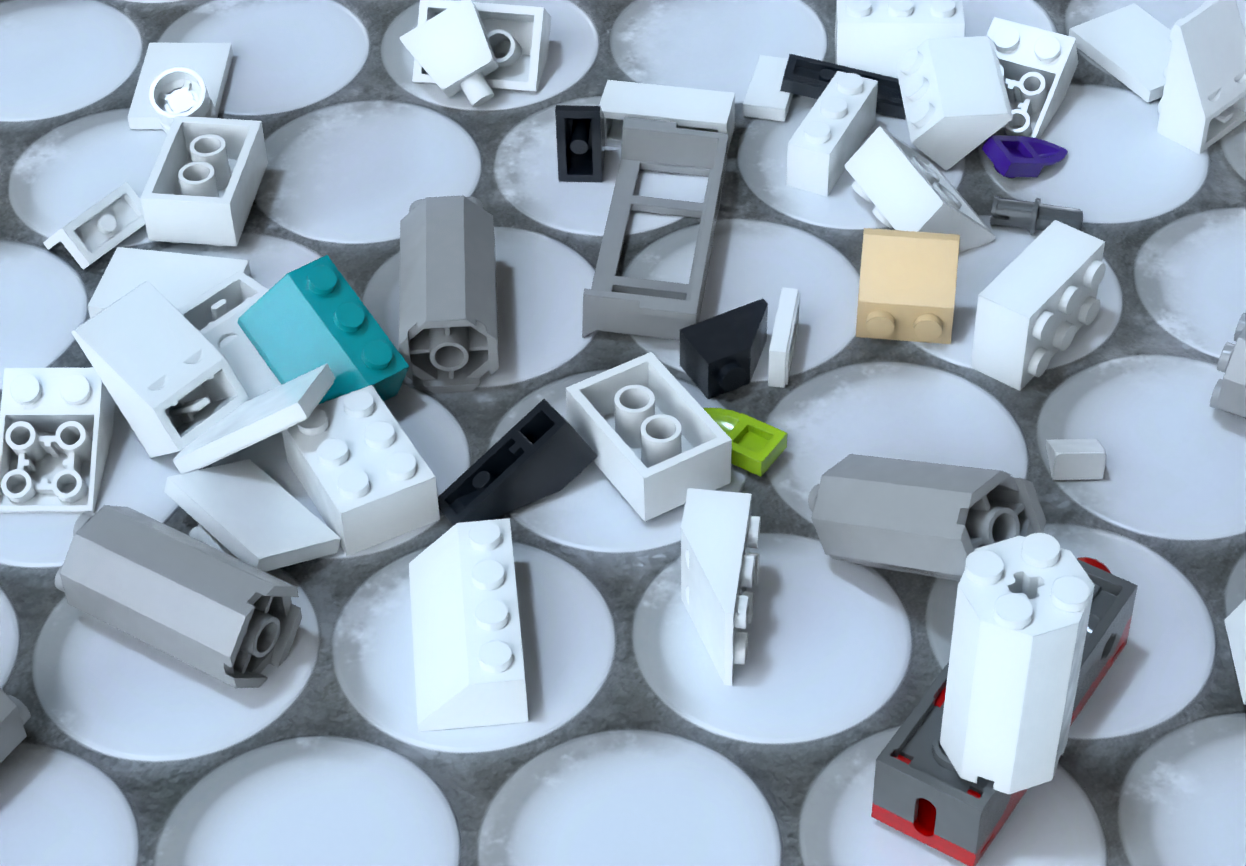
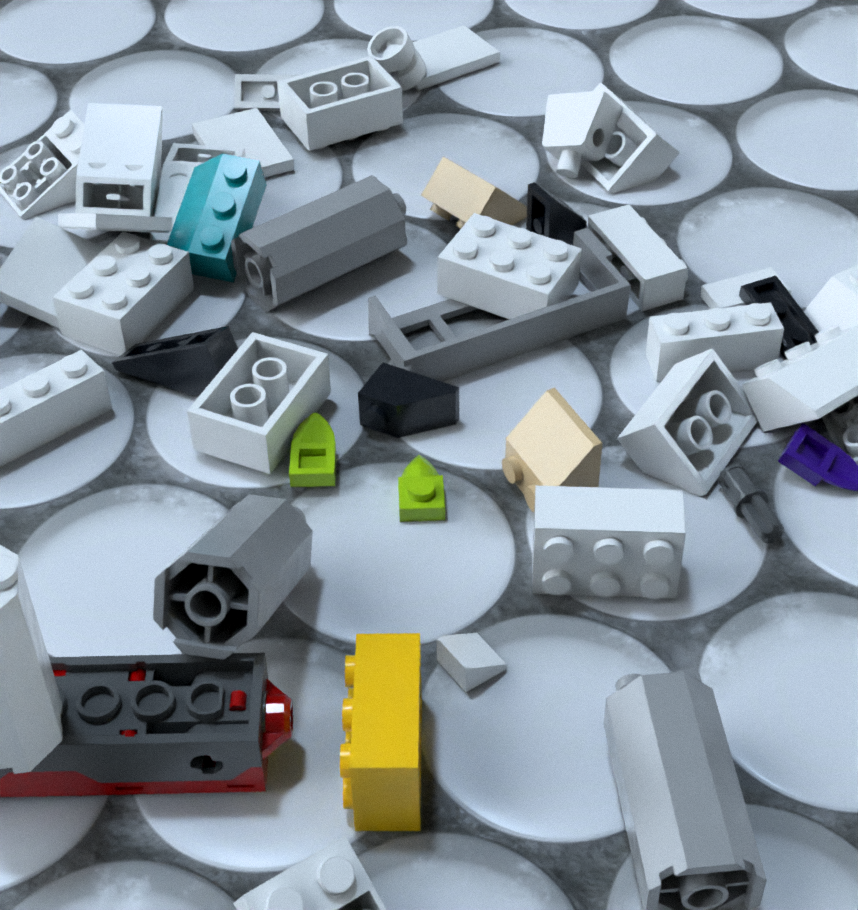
camera: 55 degrees right, 0 degrees up
(474, 169) = (462, 194): none -> tan slope
(623, 196) = (506, 268): none -> white brick
(717, 572) = (122, 502): white slope -> none
(784, 337) = (445, 424): white tile -> none
(841, 398) = (421, 492): none -> lime plate
(1149, 522) = (383, 732): none -> yellow brick

